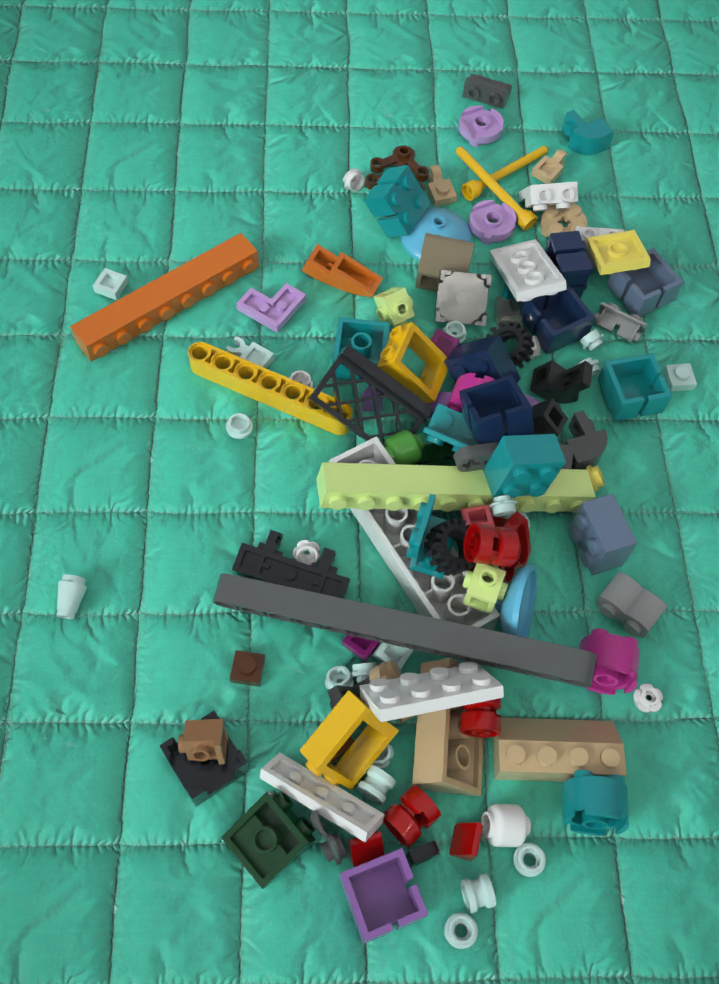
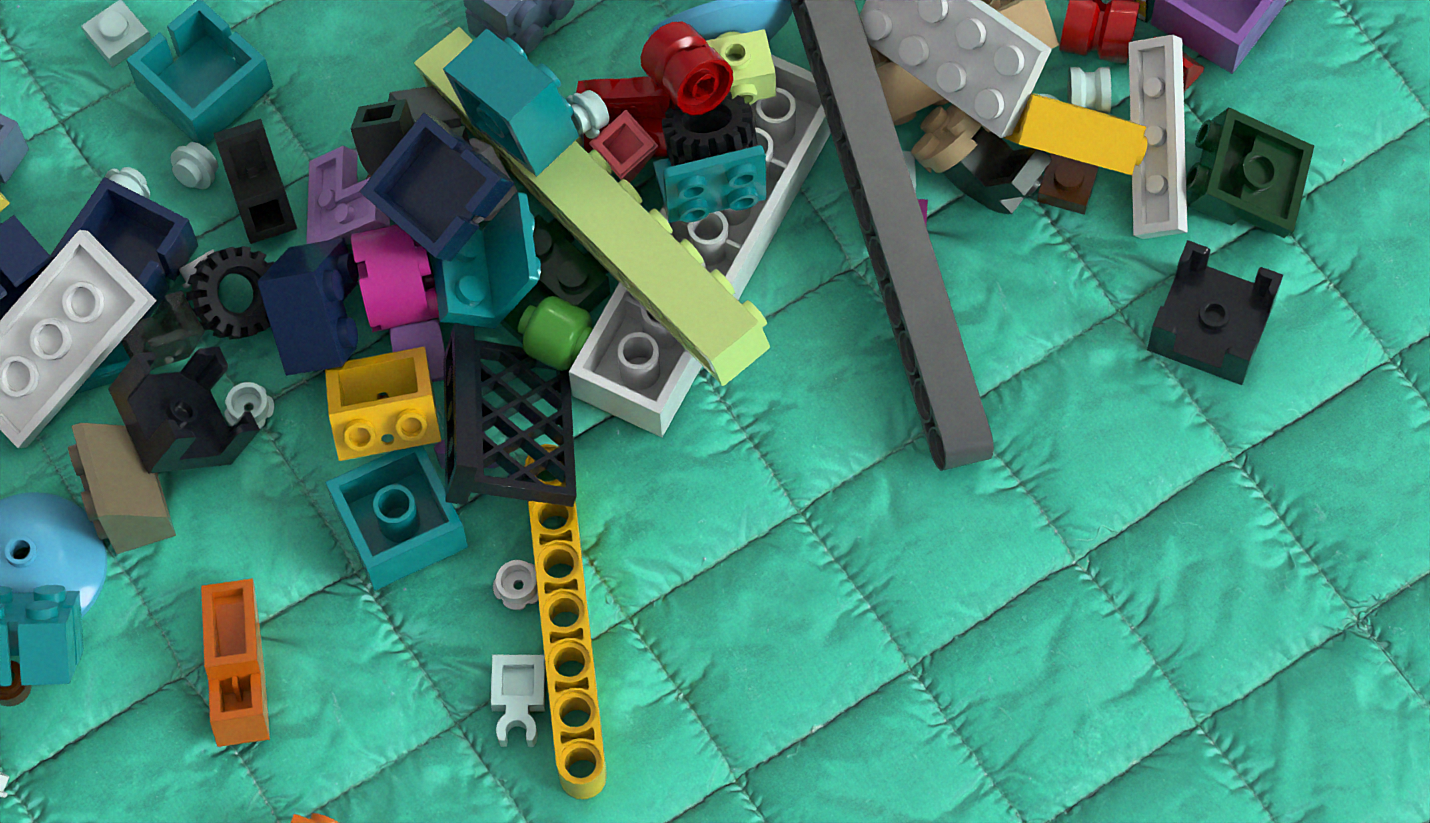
camera: 115 degrees left, 5 degrees up
(70, 594) = (1127, 661): light aqua cone -> none
(204, 740) = (1200, 312): medium nougat brick -> none
(239, 426) = (666, 625): light aqua plate -> none
(247, 668) = (1049, 353): reddish brown plate -> none
(272, 312) = (395, 718): lavender plate -> none
(272, 567) = (878, 411): black hinge -> none
(312, 547) = (821, 378): white plate -> none
(332, 847) = (1203, 96): dark grey plate -> none
(338, 676) = (969, 216): light aqua plate -> none
(361, 671) = (947, 194): light aqua plate -> none
(394, 306) = (265, 518): yellowish green brick -> none
(444, 341) = (293, 404): magenta plate -> none
(474, 456) = (531, 177): dark grey beam -> none
(586, 442) = (347, 86): dark grey brick -> none
(596, 477) = (403, 60): light yellow plate -> none
(629, 324) = (57, 147): light grey hinge -> none

